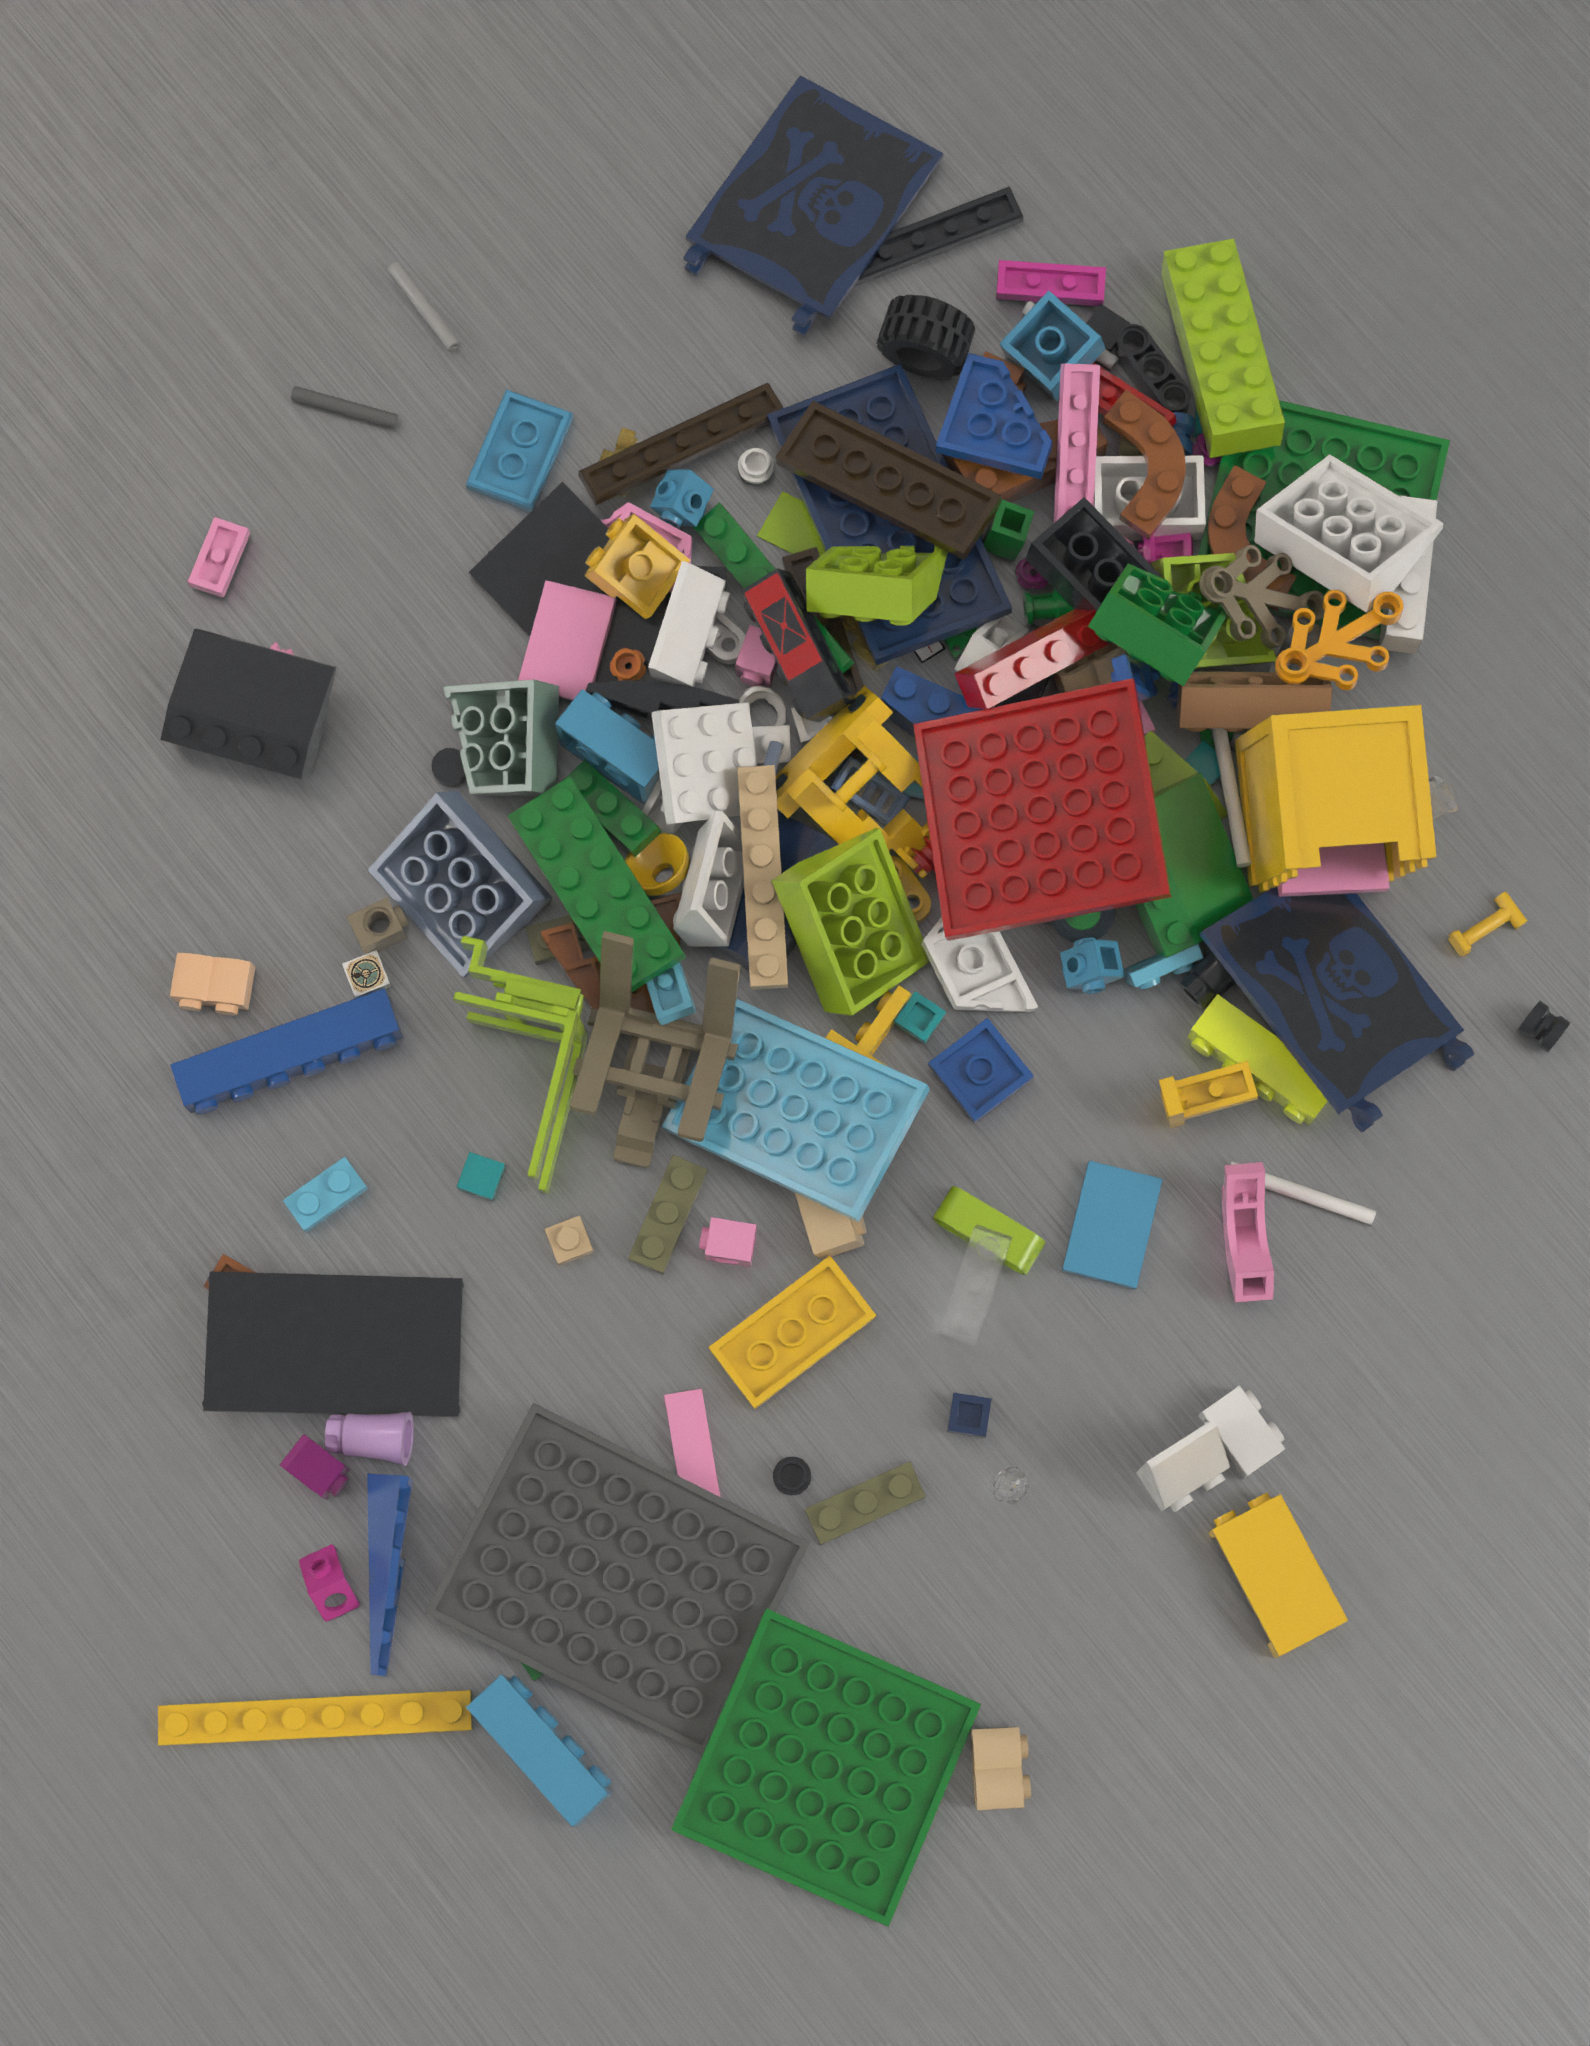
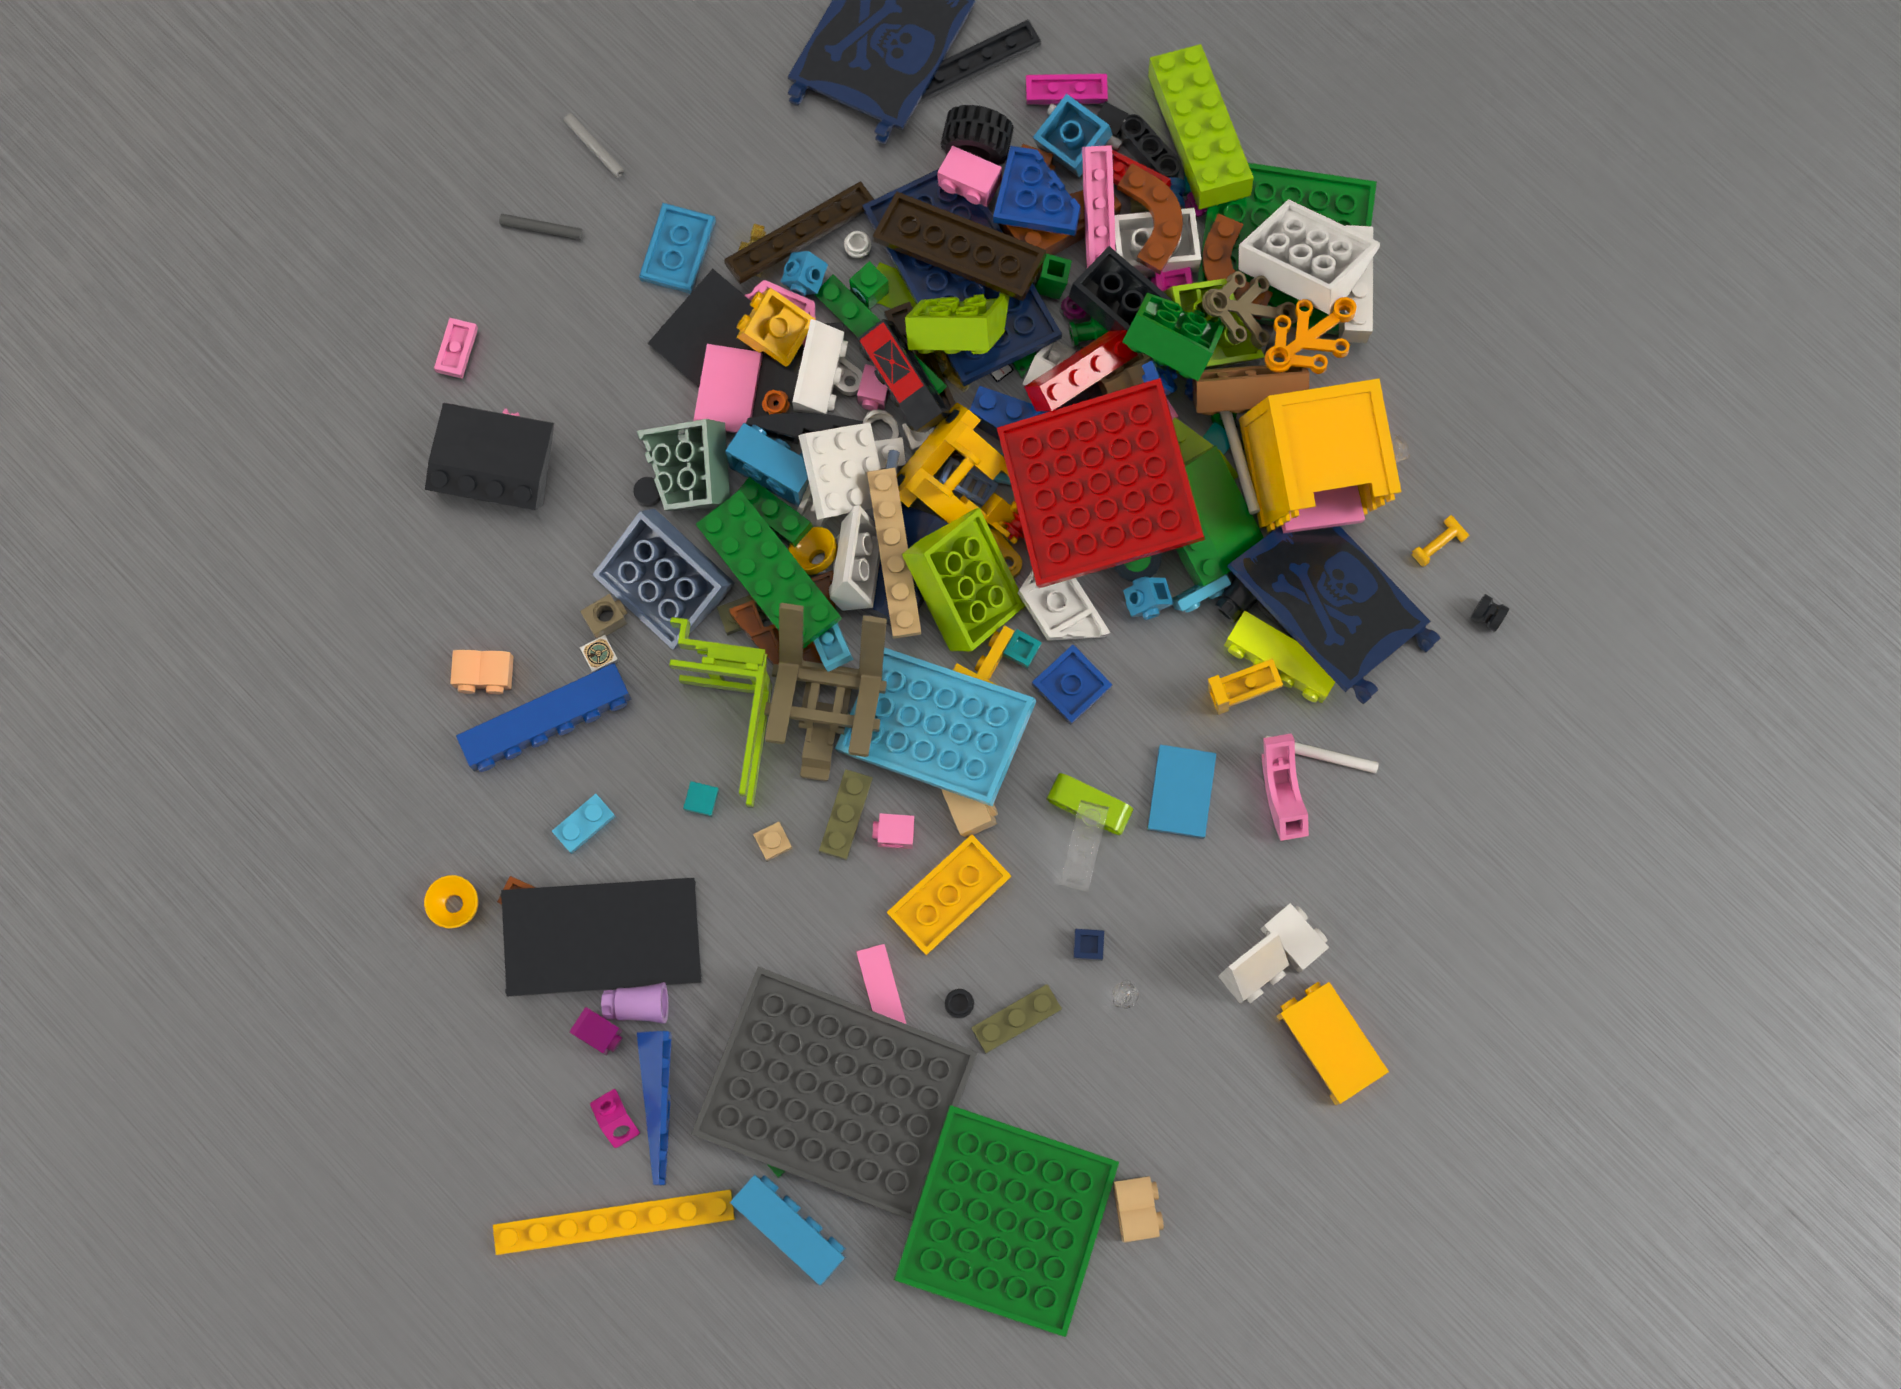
camera: 10 degrees left, 0 degrees up
(127, 1272) = (441, 891): none -> yellow piece
(765, 521) = (869, 285): none -> green brick
(910, 389) = (969, 176): none -> bright pink brick

